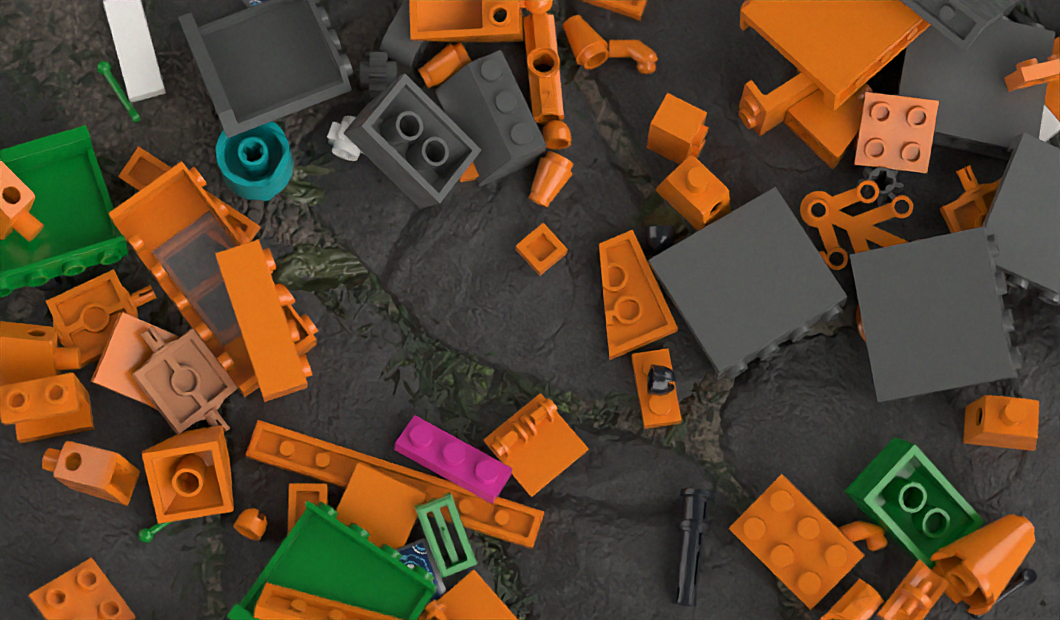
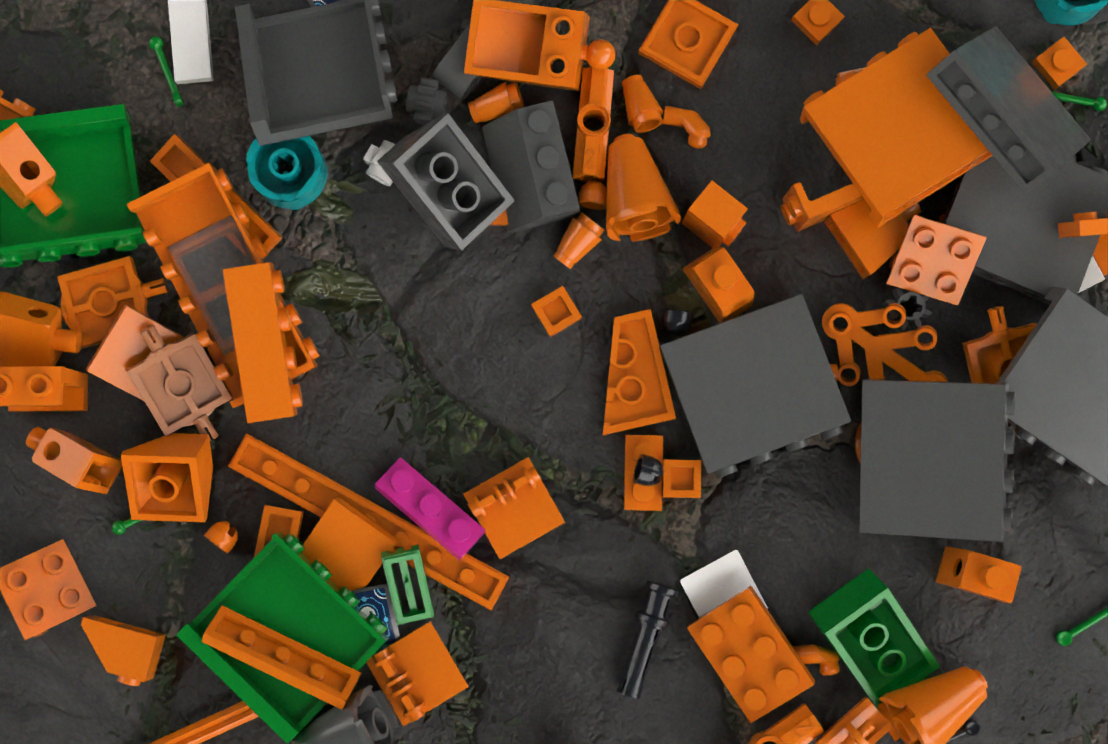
camera: 10 degrees right, 10 degrees up
(597, 124) = (636, 193): none -> orange cone
(695, 386) = (681, 479): none -> orange plate
(748, 480) = (718, 583): none -> white sticker

